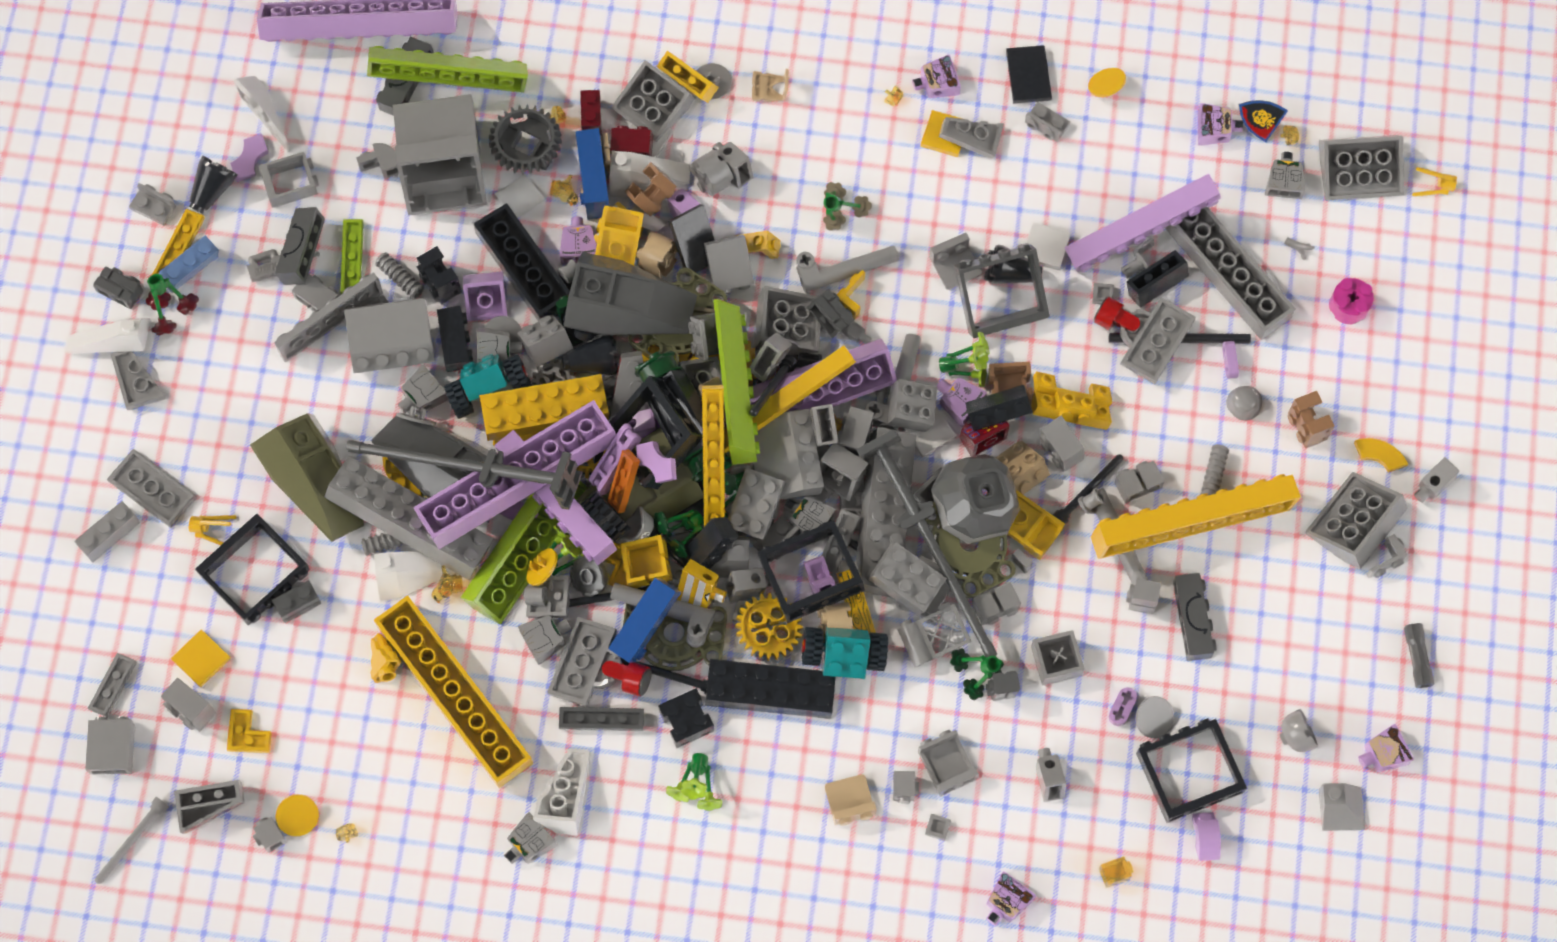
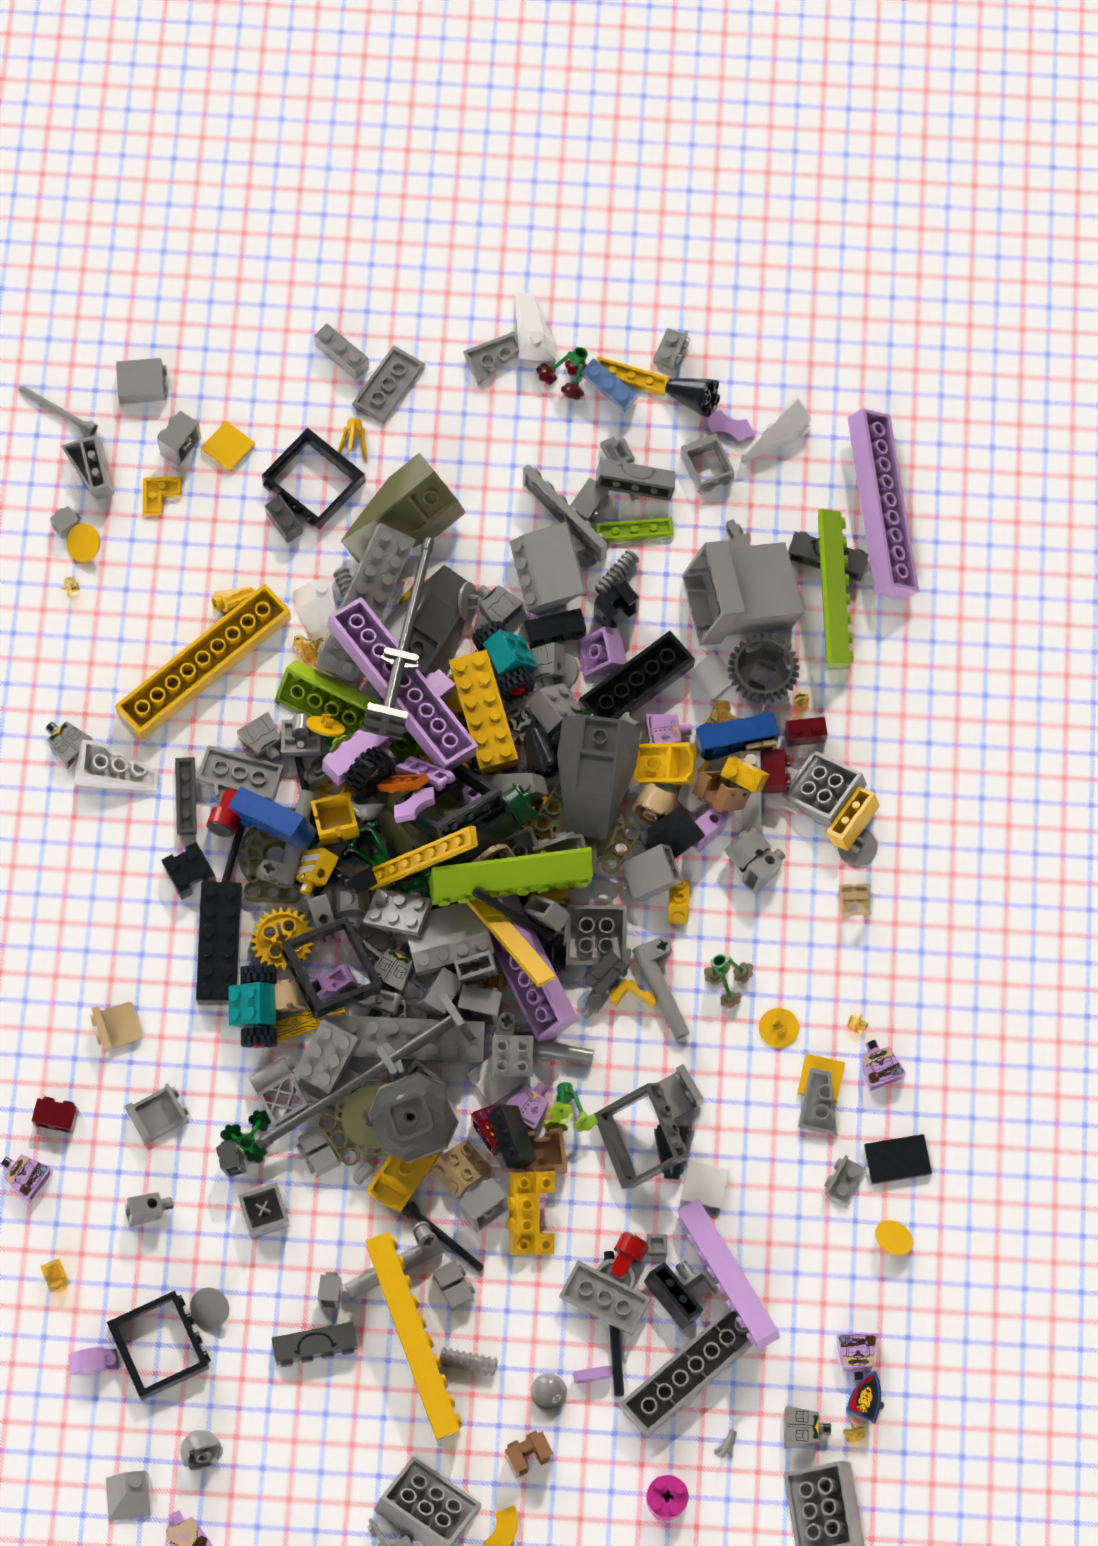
camera: 85 degrees right, 0 degrees up
(112, 685) = (199, 376): light grey tile -> none
(118, 287) = (583, 328): dark grey brick -> none
(638, 163) = (744, 774): none -> yellow brick
(694, 789) = (116, 872): lime plant -> none
(891, 167) = (778, 1027): none -> yellow piece
(904, 786) = (131, 1074): light grey brick -> none
(937, 827) = (95, 1109): light grey tile -> none
(944, 866) = (55, 1115): none -> dark red brick
(1126, 708) = (222, 1273): lavender beam -> none

